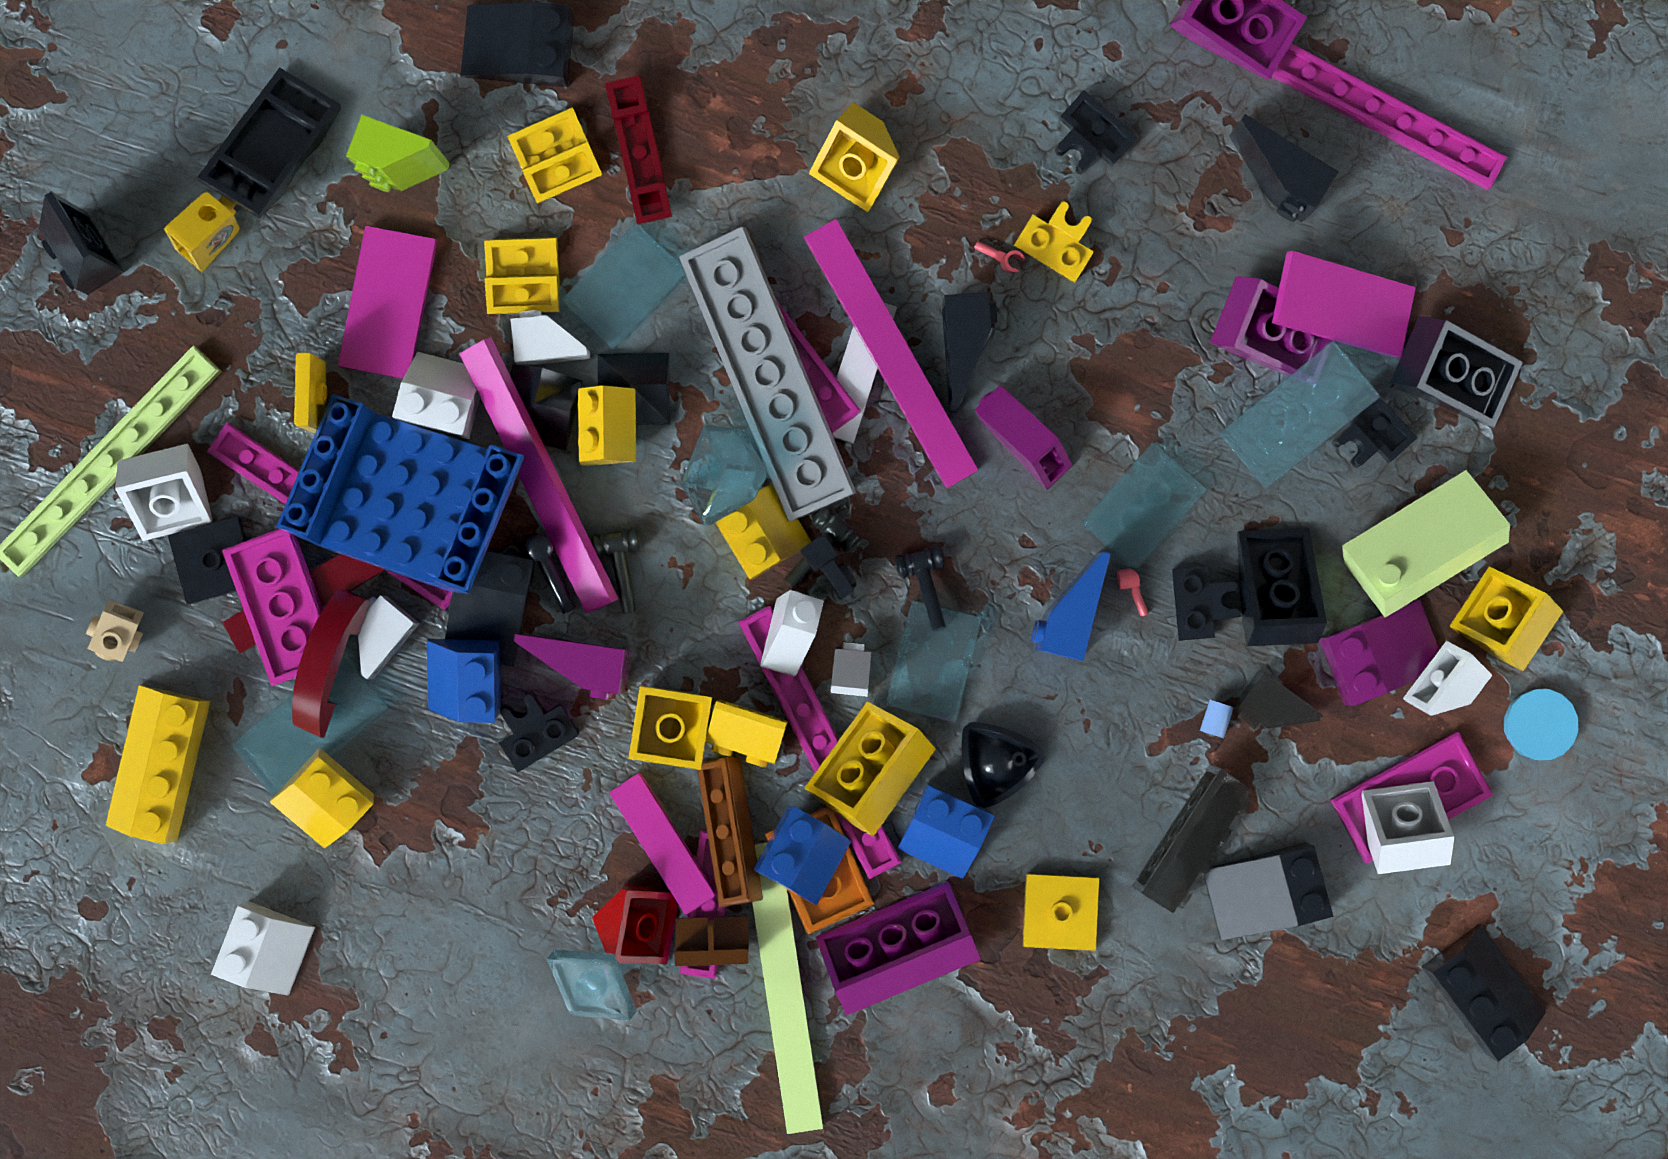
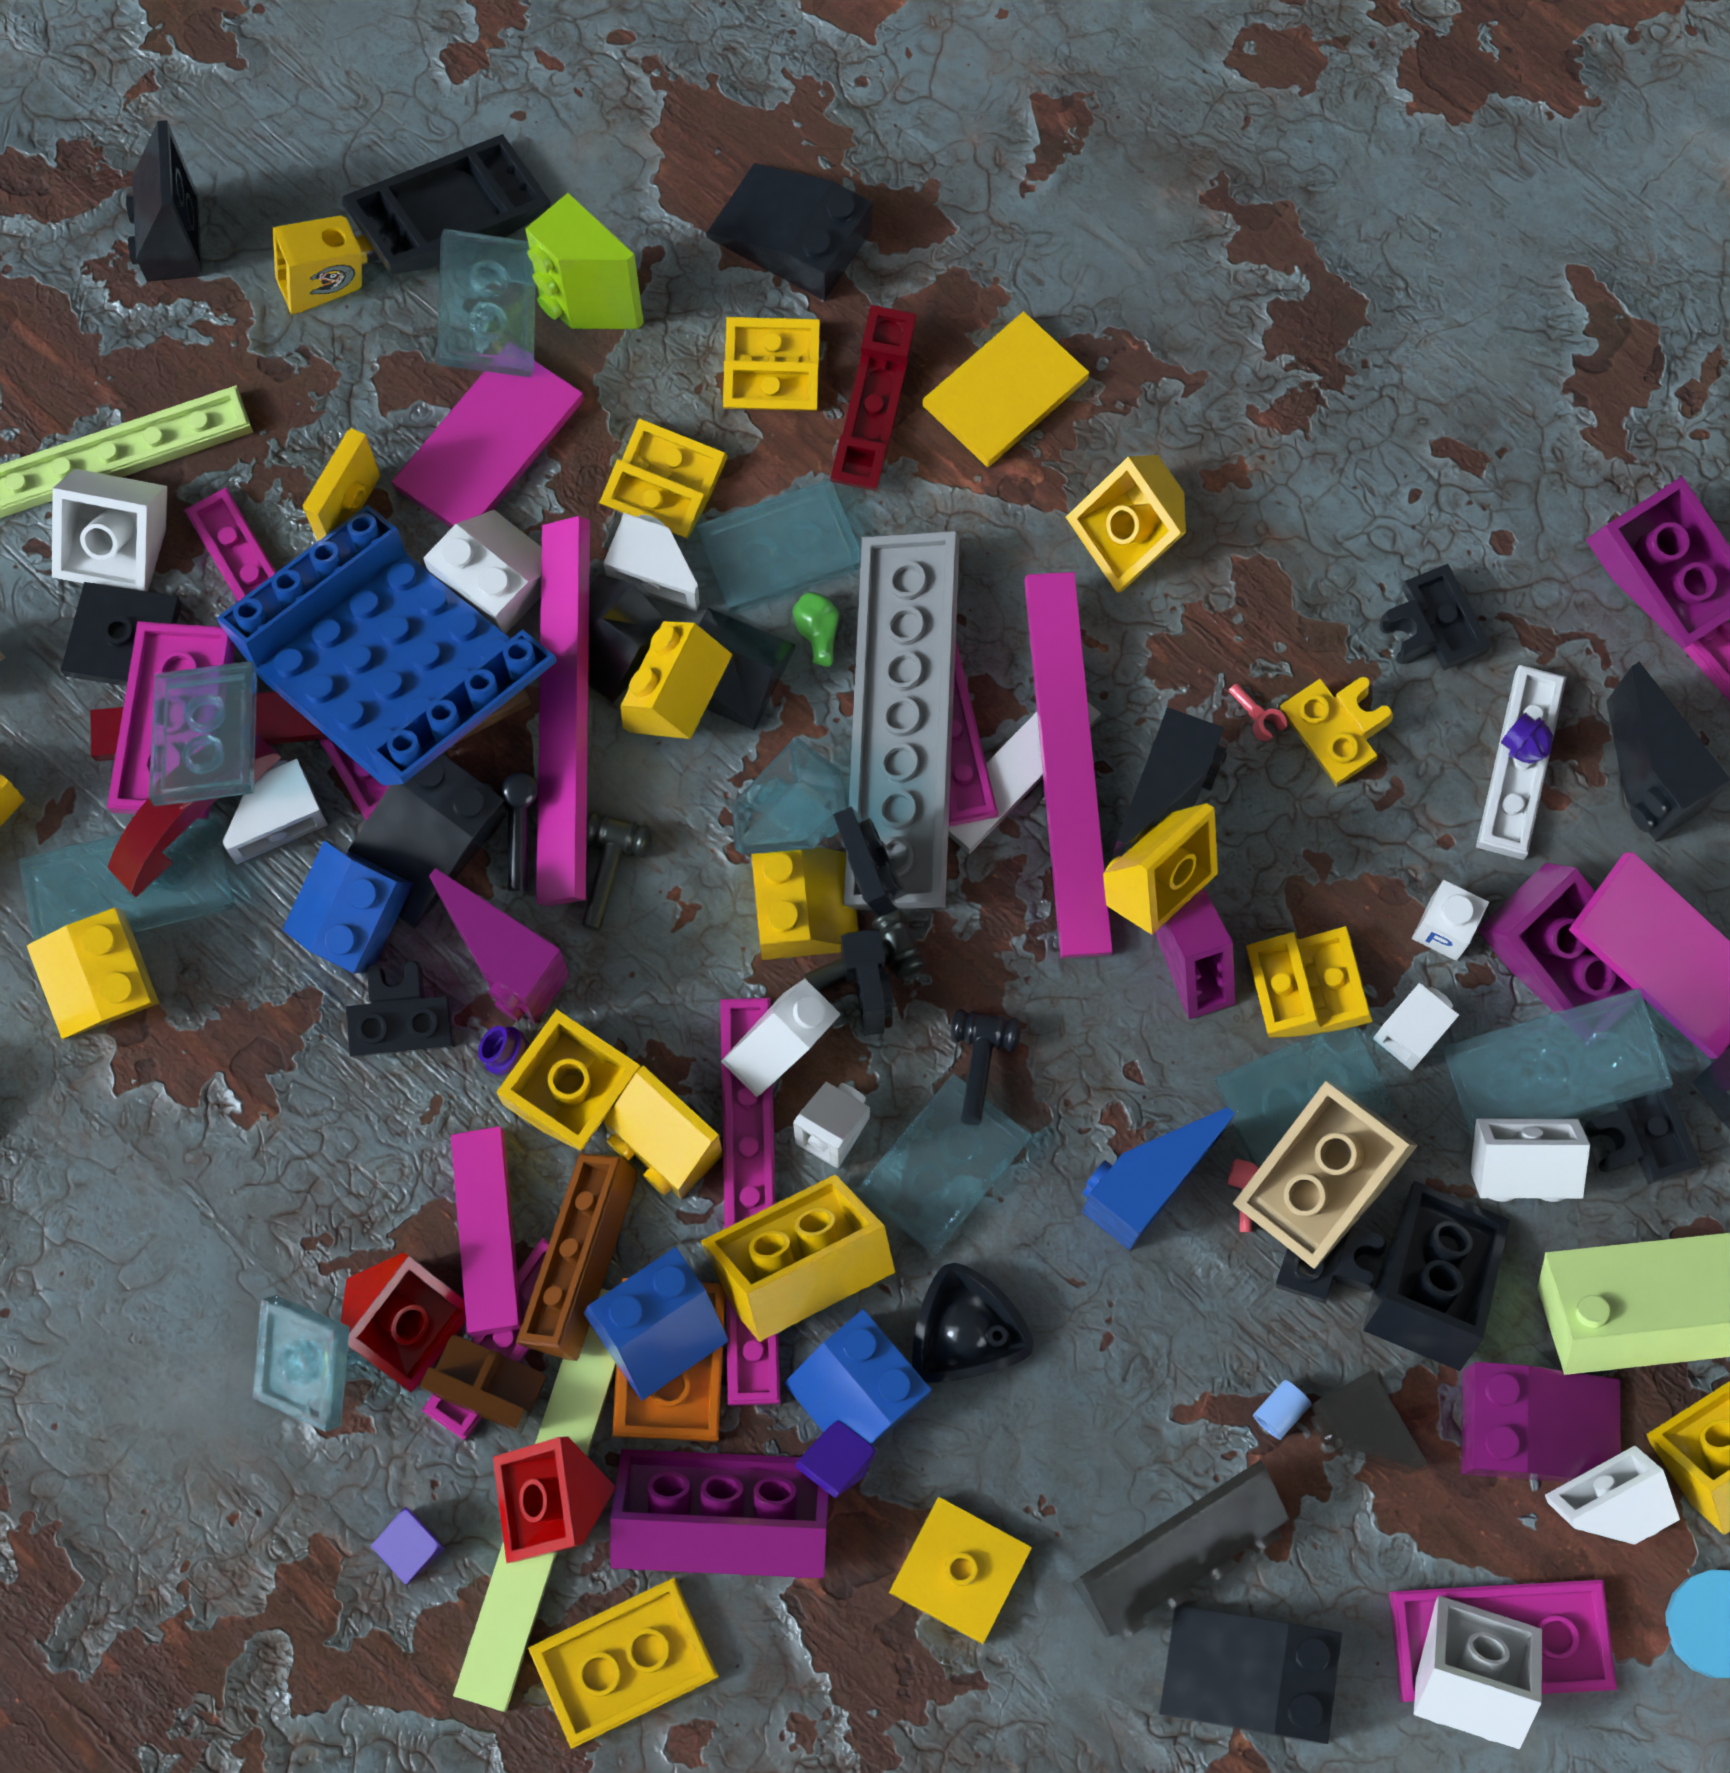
camera: 20 degrees right, 15 degrees down
(312, 612) = (203, 733): none -> clear light blue tile
(337, 207) = (486, 304): none -> clear light blue tile
(615, 722) = (502, 1049): none -> dark purple plate
(677, 330) = (817, 621): none -> bright green animal
(713, 1058) = (407, 1545): none -> slope
(724, 97) = (1005, 389): none -> yellow tile
(788, 994) = (548, 1498): none -> red slope
(797, 494) = (870, 862): none -> black plate
(880, 1064) = (623, 1663): none -> yellow tile
(954, 883) = (837, 1459): none -> dark purple slope
(990, 407) = (1164, 868): none -> yellow slope
(1115, 431) = (1308, 983): none -> yellow slope
(1181, 559) = (1324, 1173): none -> tan slope
(1190, 208) = (1514, 784): none -> white tile
(1190, 346) = (1450, 920): none -> white brick
(1191, 195) = (1528, 739): none -> dark purple plate
(1197, 427) = (1416, 1025): none -> white brick
(1307, 485) = (1529, 1159): none -> white brick

